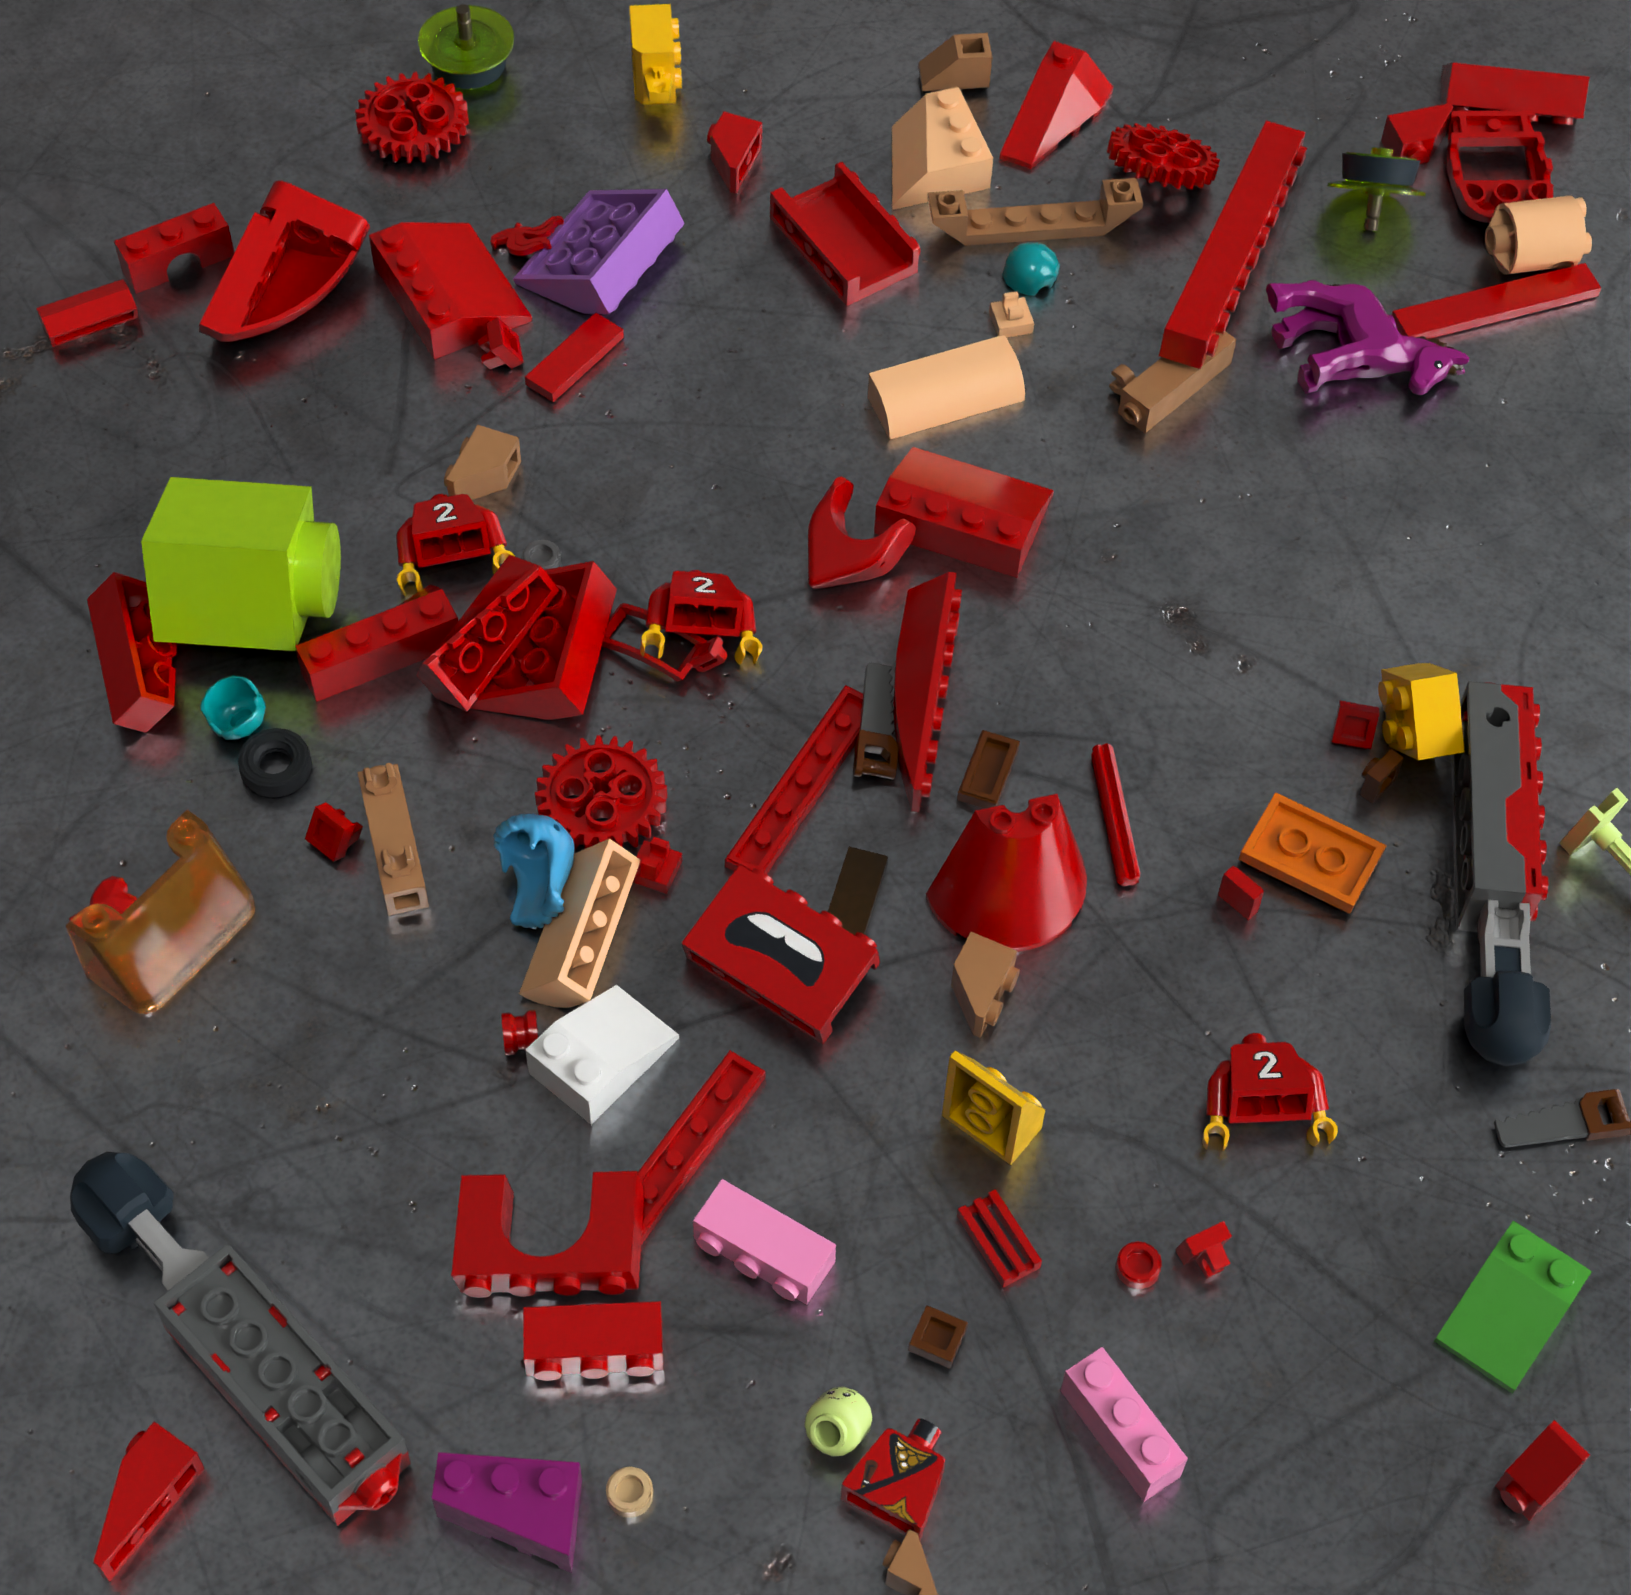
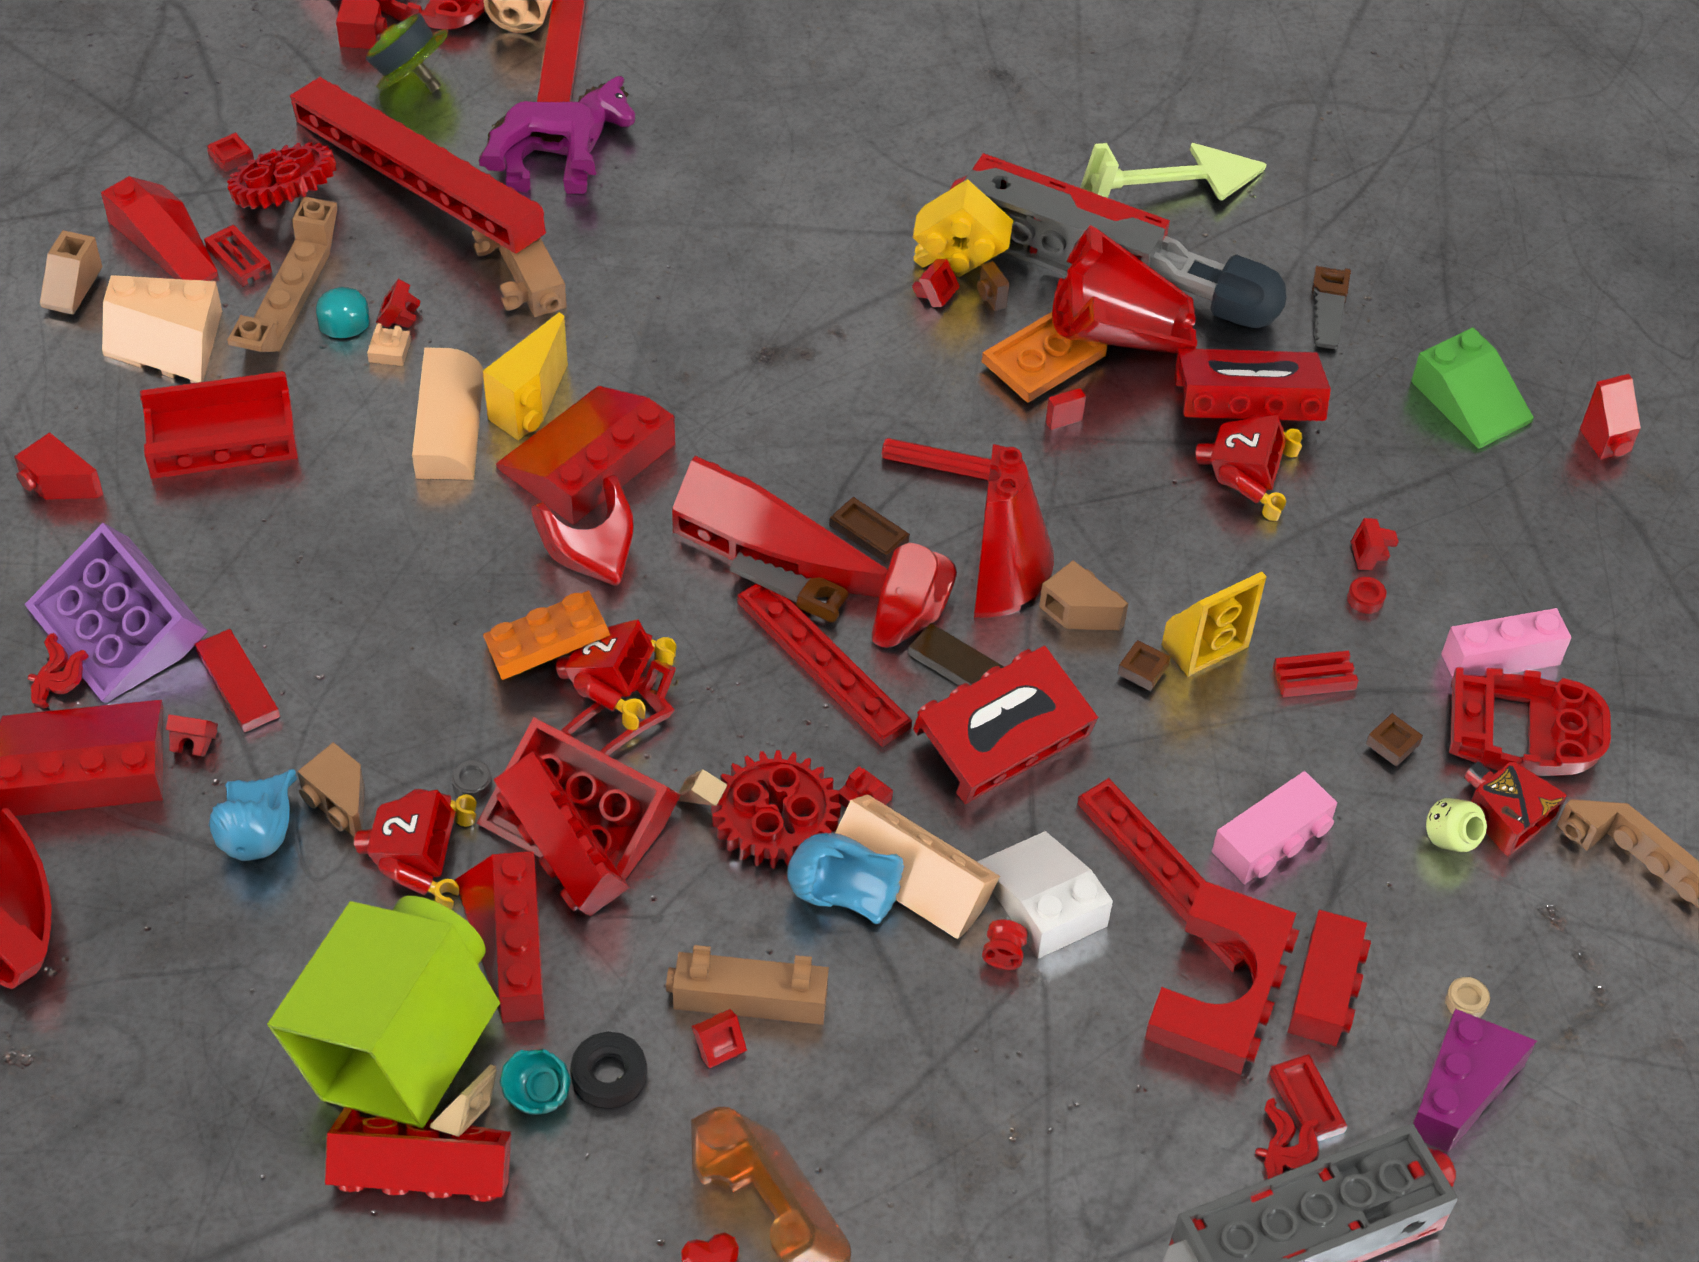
camera: 70 degrees left, 5 degrees down
(186, 664) = (467, 1105): none -> tan slope
(368, 1352) = (1277, 1155): none -> red piece
(422, 422) = (253, 817): none -> dark azure piece
(448, 1360) = (1307, 1096): none -> red tile
(590, 725) = (702, 789): none -> tan piece
(711, 547) = (545, 634): none -> orange plate
(895, 828) = (912, 593): none -> red animal
(925, 1064) = (1143, 665): none -> reddish brown plate
(1014, 425) = (526, 379): none -> yellow slope
(1033, 1519) = (1565, 721): none -> red slope
(1049, 188) = (261, 264): none -> red tile
(1059, 298) = (396, 304): none -> red tile
(1184, 115) = (230, 152): none -> red tile
(1368, 1057) = (1252, 383): none -> red panel
(1408, 897) = (1120, 300): none -> red cone

